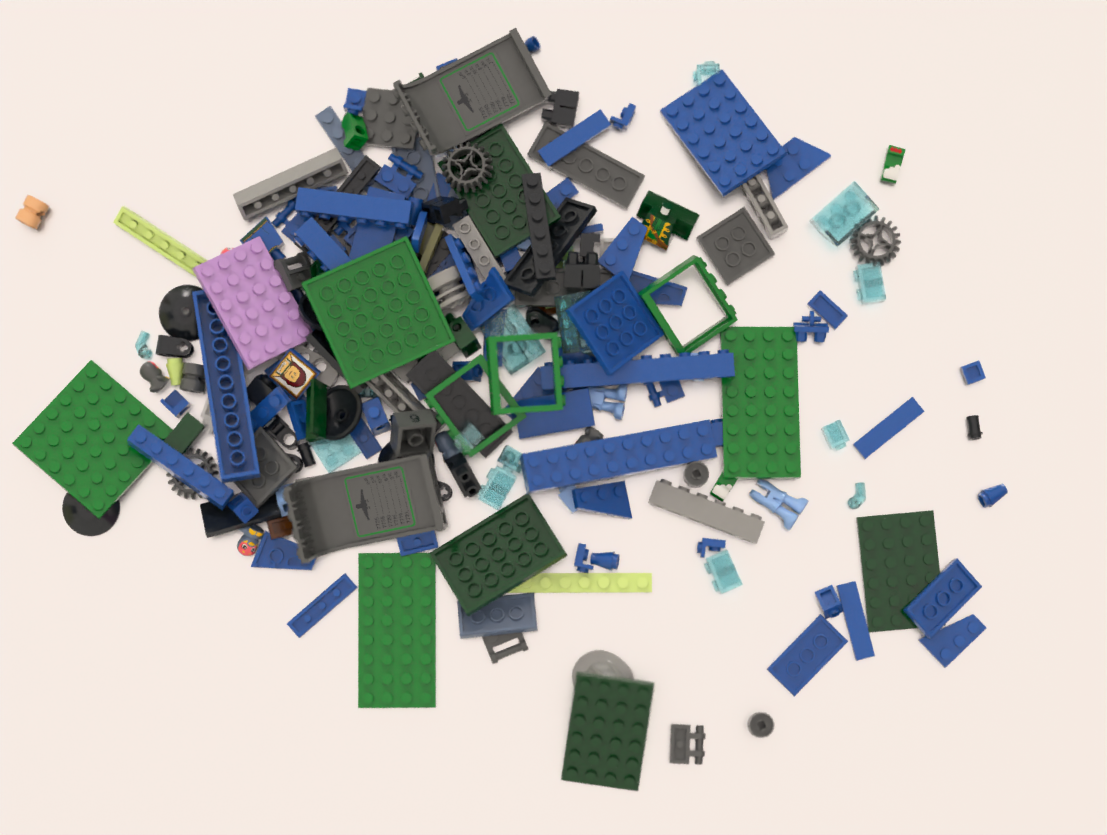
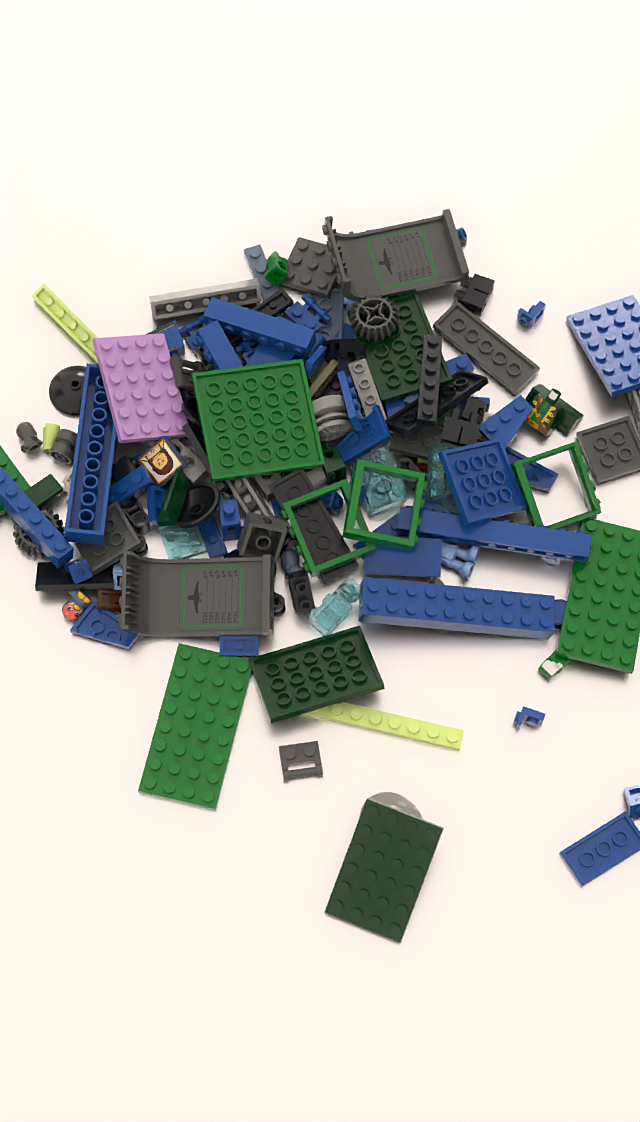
camera: 10 degrees right, 15 degrees down
(141, 346) = (24, 408): clear light blue arm -> none
(170, 347) = (55, 414): black piece -> none
(176, 404) = (42, 466): blue panel -> none
(306, 454) = (153, 540): black pin -> none
(322, 605) = (129, 685): blue tile -> none
(355, 101) = (284, 245): blue bracket -> none
(467, 438) = (314, 552): clear light blue brick -> none
(502, 616) = (301, 735): sand blue tile -> none
(567, 498) = (401, 640): light blue brick -> none
(574, 138) = (480, 319): blue tile -> none
(582, 554) = (398, 696): blue bracket -> none
(604, 499) = (436, 647): blue wing -> none
(606, 560) = (421, 707): blue cone -> none
(670, 390) = (521, 563): blue plate -> none
(680, 744) = (455, 904): dark grey plate -> none
(696, 474) = (529, 646): dark grey wheel -> none
(706, 69) = (617, 291): clear light blue bracket -> none
(706, 512) = (531, 684): light grey brick -> none
(723, 572) = (536, 746): clear light blue brick -> none
(760, 724) = (541, 904): dark grey wheel -> none
(774, 500) = (602, 690): light blue piece -> none

